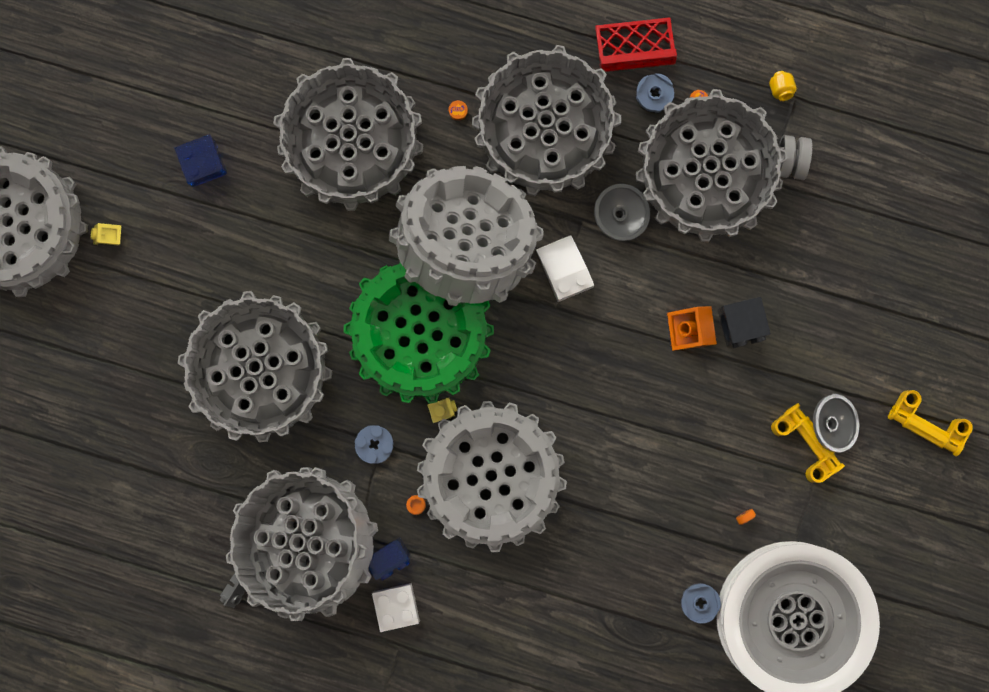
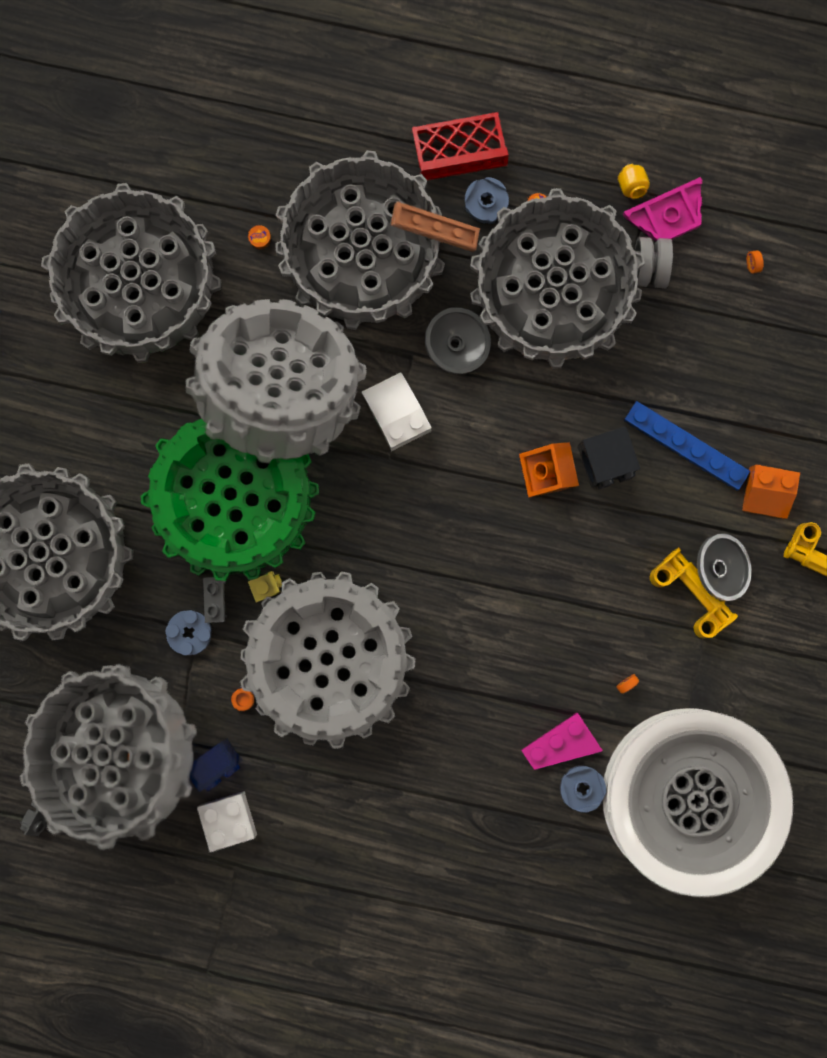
camera: 10 degrees left, 0 degrees up
(398, 418) = (214, 600): none -> dark grey hinge
(611, 115) = (435, 226): none -> nougat tile
(685, 563) = (562, 743): none -> dark pink wing
(811, 316) = (687, 446): none -> blue plate
(812, 115) = (669, 213): none -> dark pink wing
(880, 361) = (770, 491): none -> orange slope
(882, 162) = (755, 261): none -> orange tile

